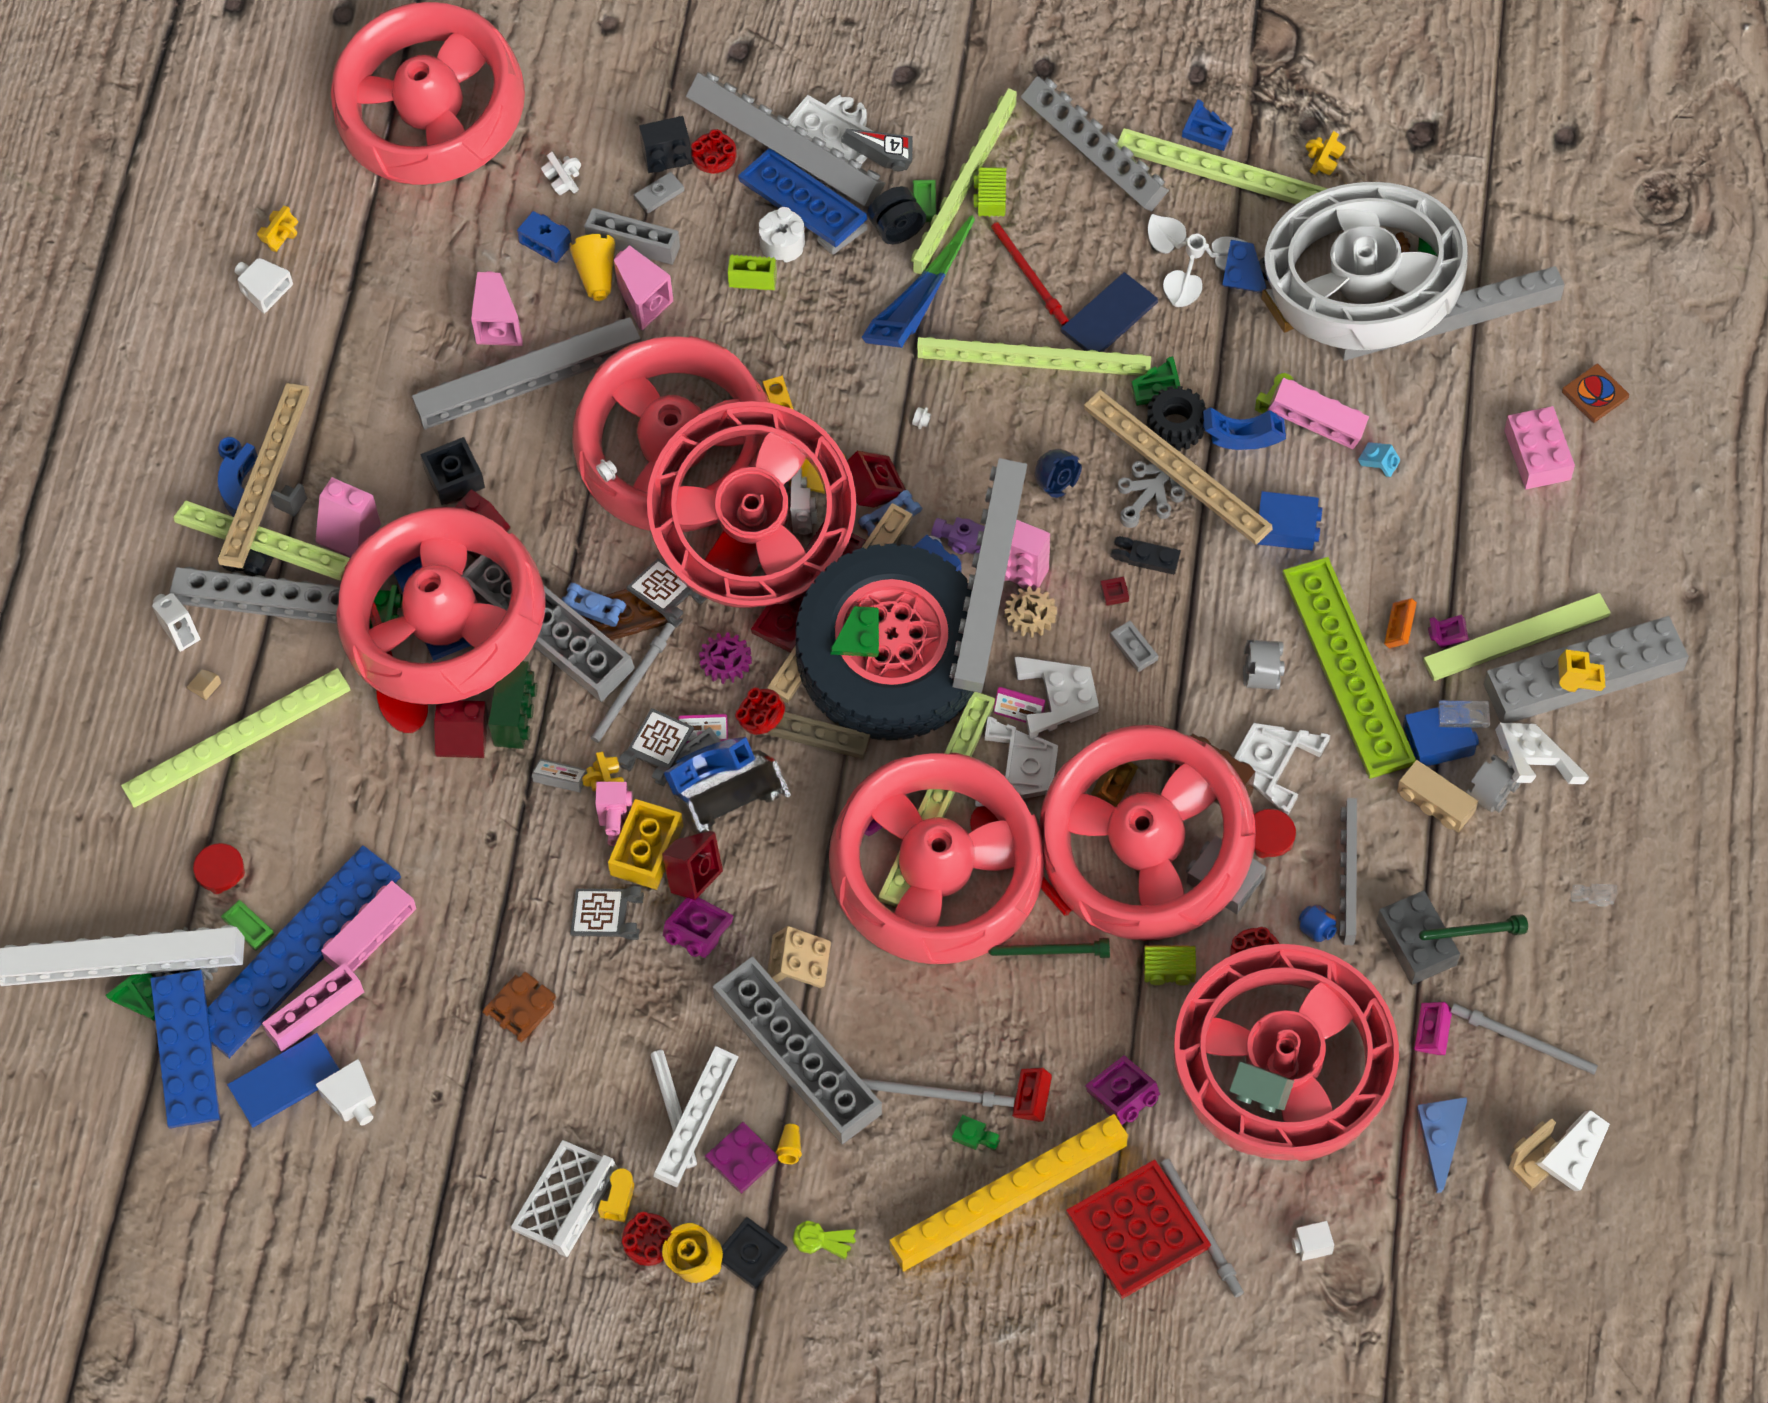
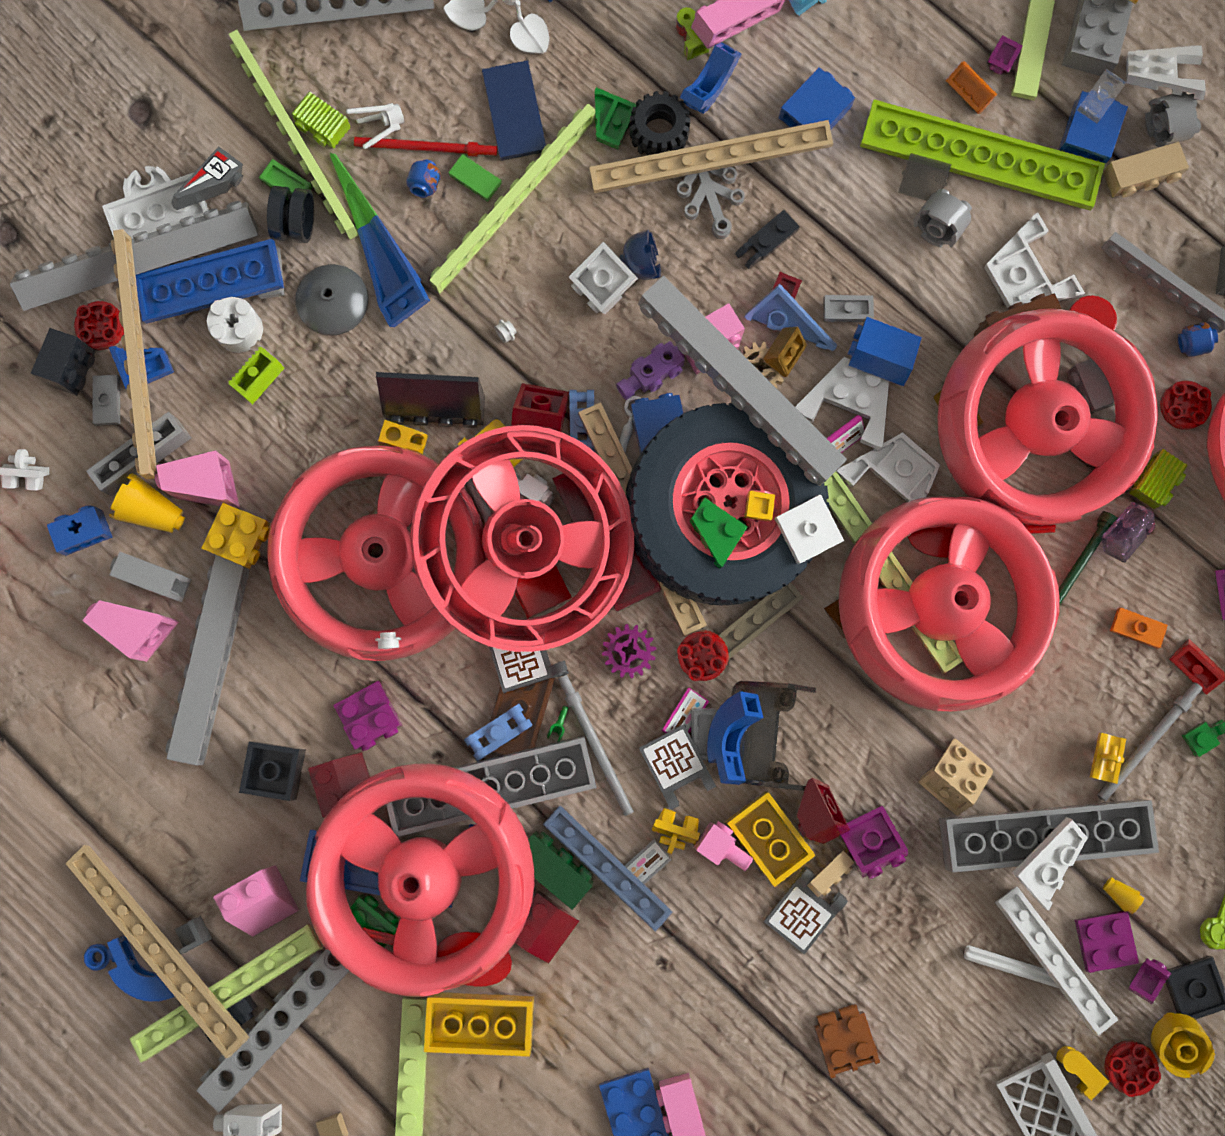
camera: 60 degrees left, 20 degrees up
(355, 727) = (479, 1024): none -> yellow brick
(539, 744) = (608, 868): none -> sand blue tile
(541, 513) = (368, 716): none -> magenta plate
(543, 300) = (149, 576): none -> light grey brick
(614, 331) = (236, 536): none -> yellow plate
(626, 645) = (558, 726): none -> green hand
(648, 908) = (831, 874): none -> tan piece
(702, 197) = (156, 363): none -> blue wing
(704, 180) = (135, 363): none -> tan plate
(731, 1205) = (1149, 980): none -> magenta bracket
(771, 1048) = (1047, 864): none -> white wing
(822, 393) = (431, 399): none -> black slope
(854, 298) = (335, 313): none -> dark grey dish
(896, 1060) = (1108, 758): none -> yellow hips
(902, 652) = (759, 506): none -> yellow plate
(910, 699) = (809, 529): none -> white plate
(1000, 286) = (423, 178): none -> blue head
(1016, 446) = (602, 279): none -> white plate
(1030, 1027) = (1138, 628): none -> orange plate
(1031, 322) = (475, 177): none -> bright green tile
(1033, 232) = (390, 115): none -> white plant
(1058, 618) = (785, 350): none -> pearl gold slope
(1090, 604) = (781, 311): none -> medium blue wing
(1103, 963) = (1128, 532): none -> clear purple brick
(1114, 688) = (884, 351): none -> blue brick
(1294, 633) = (923, 176): none -> clear smoke piece

